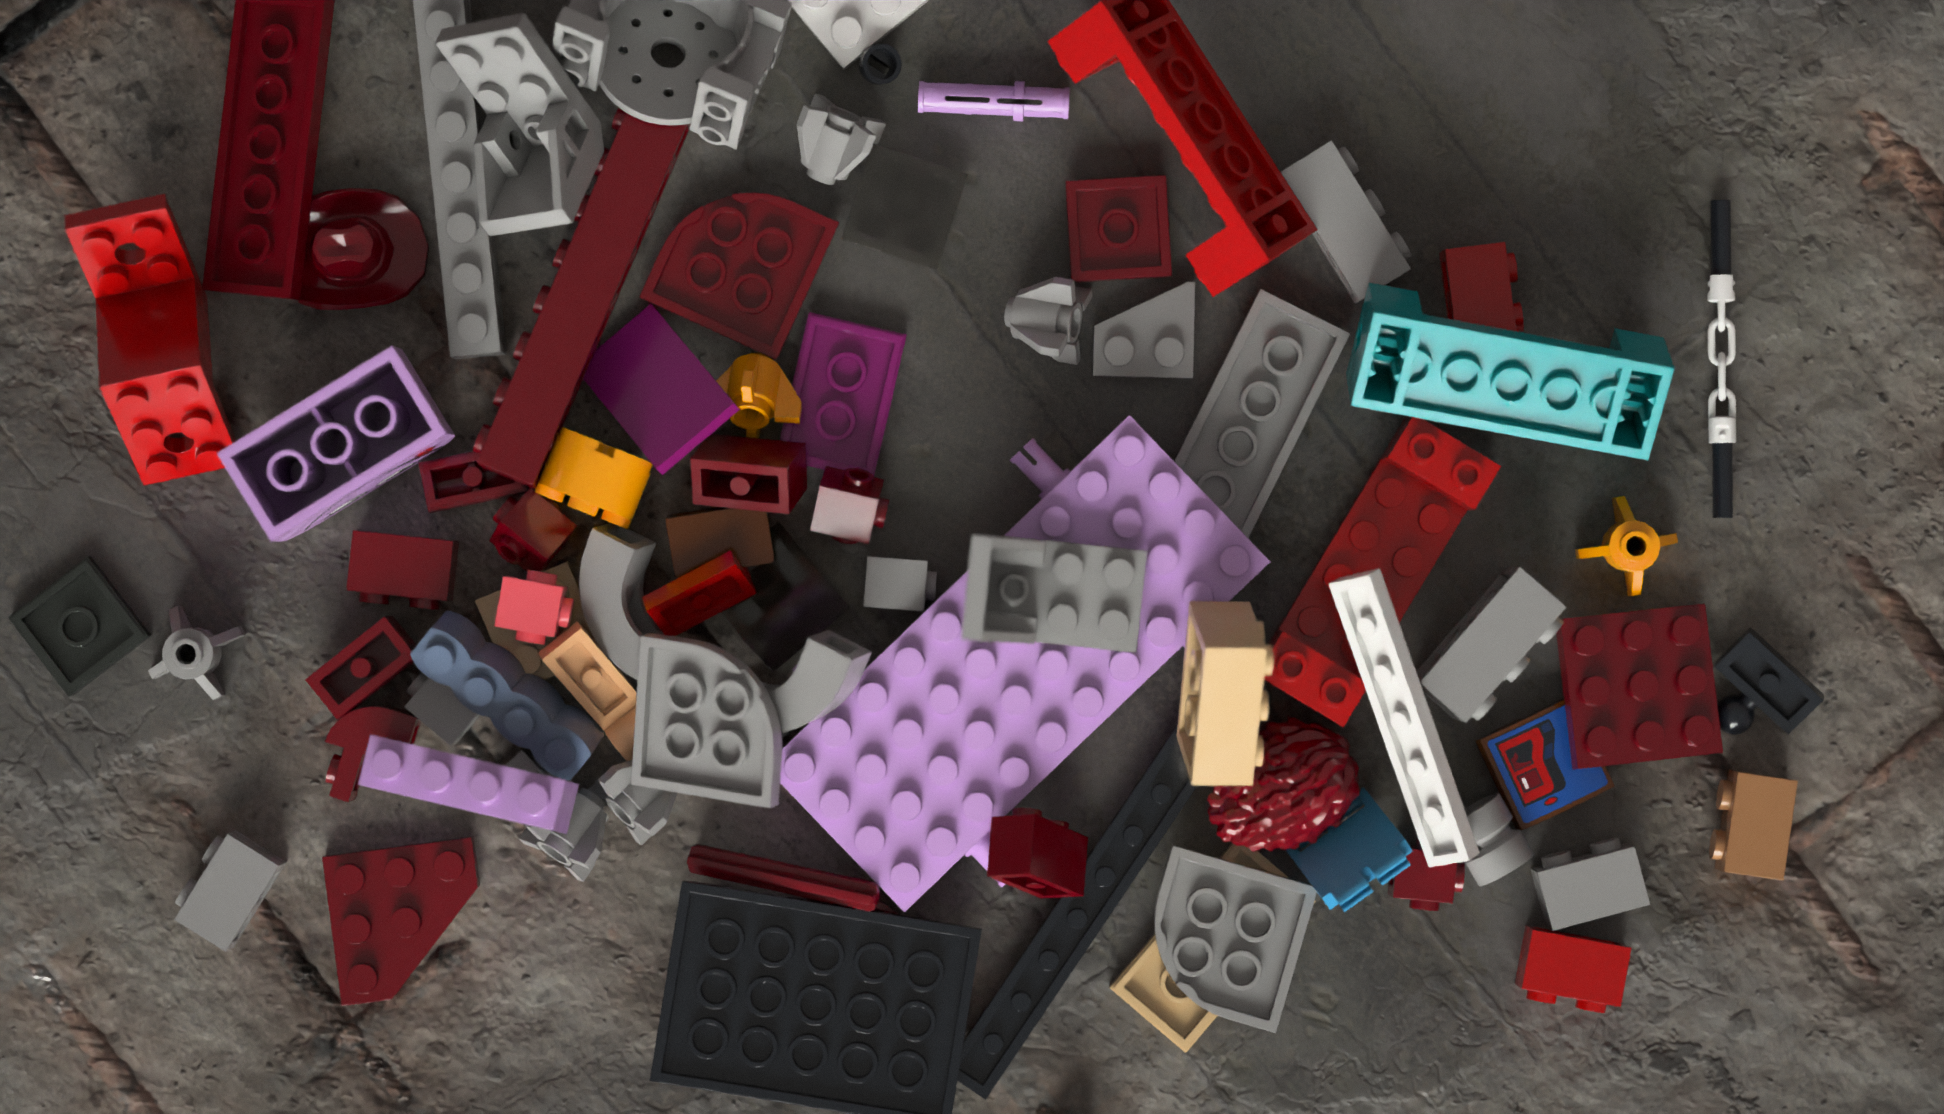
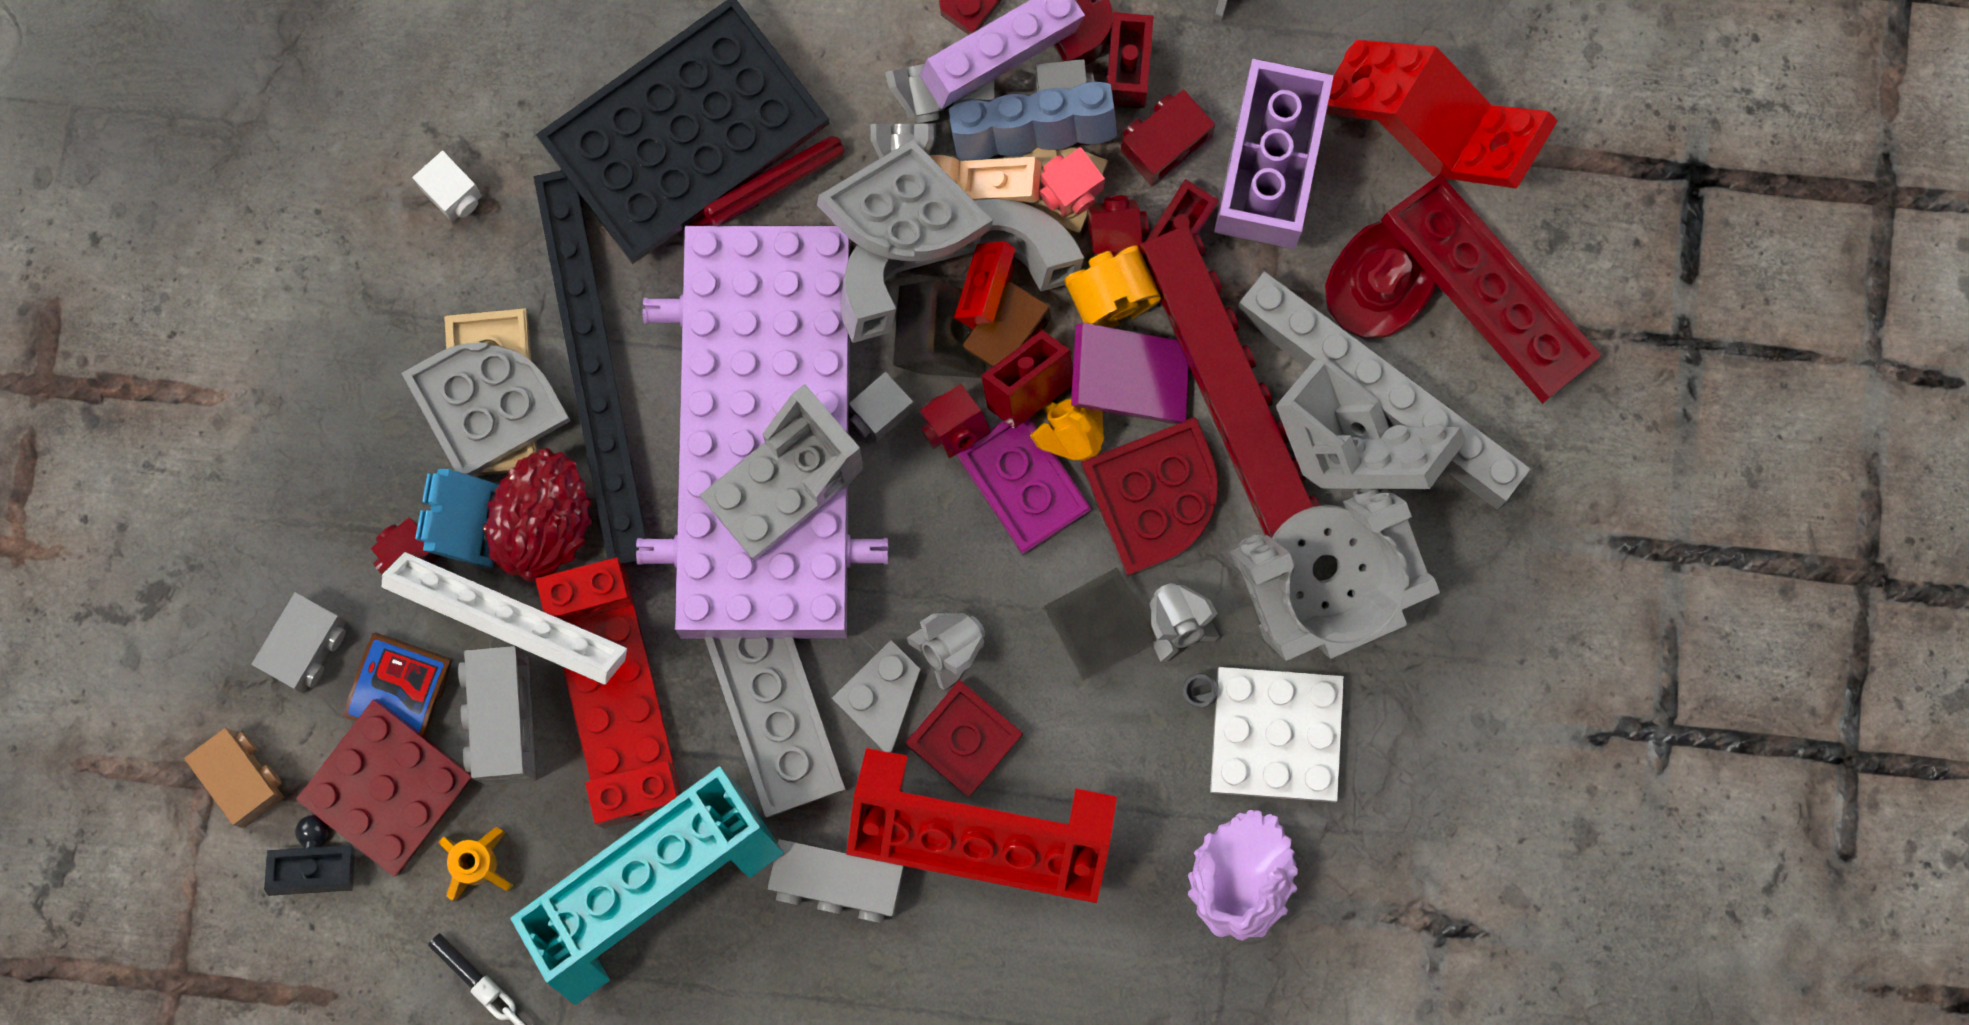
camera: 135 degrees right, 10 degrees down
(1037, 854) = (642, 332): dark red brick -> none
(1054, 100) = (1113, 739): lavender pin -> none
(1223, 693) = (624, 521): tan brick -> none
(1480, 287) = (712, 920): red brick -> none
(1499, 845) = (380, 608): light grey wheel -> none
(1572, 968) = (262, 586): red piece -> none

